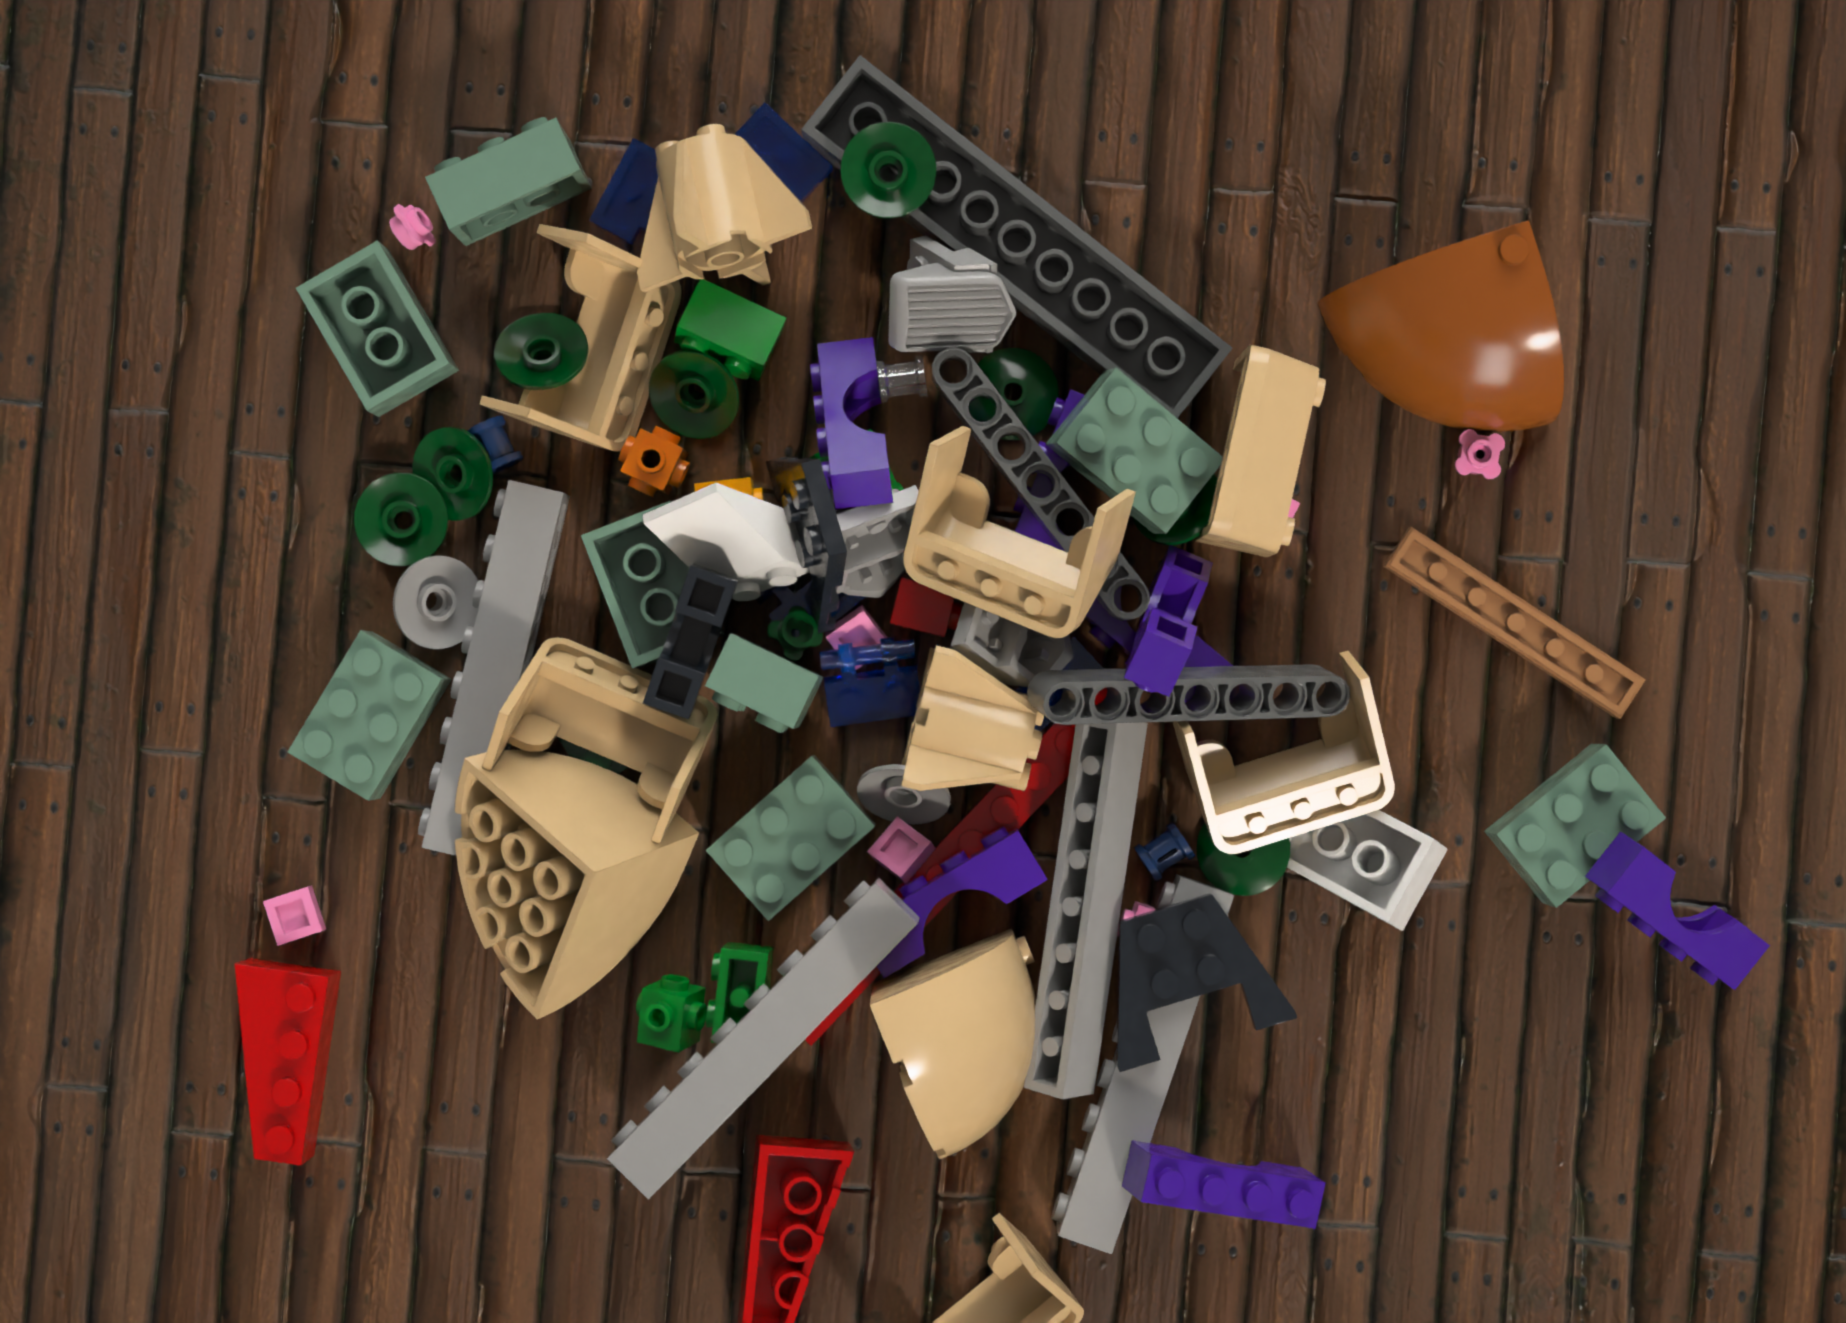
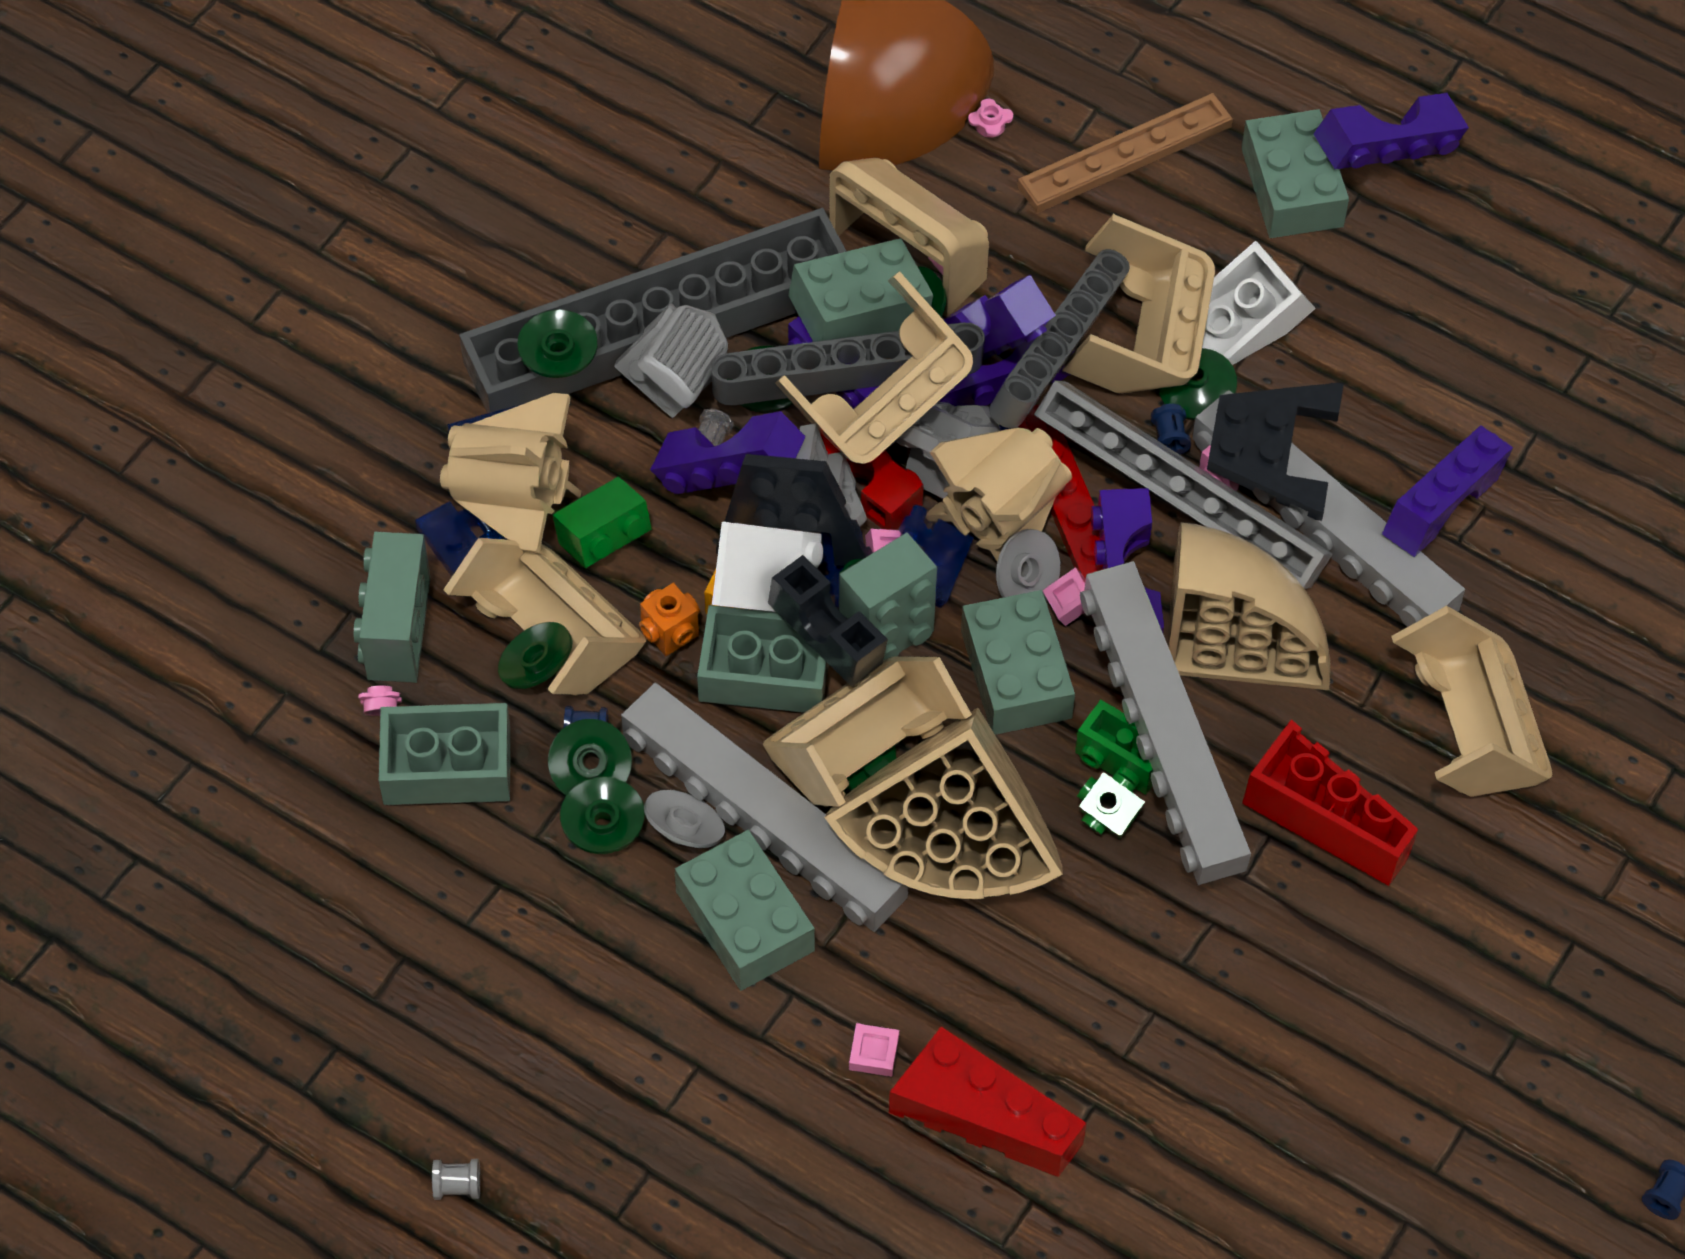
camera: 55 degrees left, 30 degrees down
(682, 406) = (647, 553): dark green dish -> none

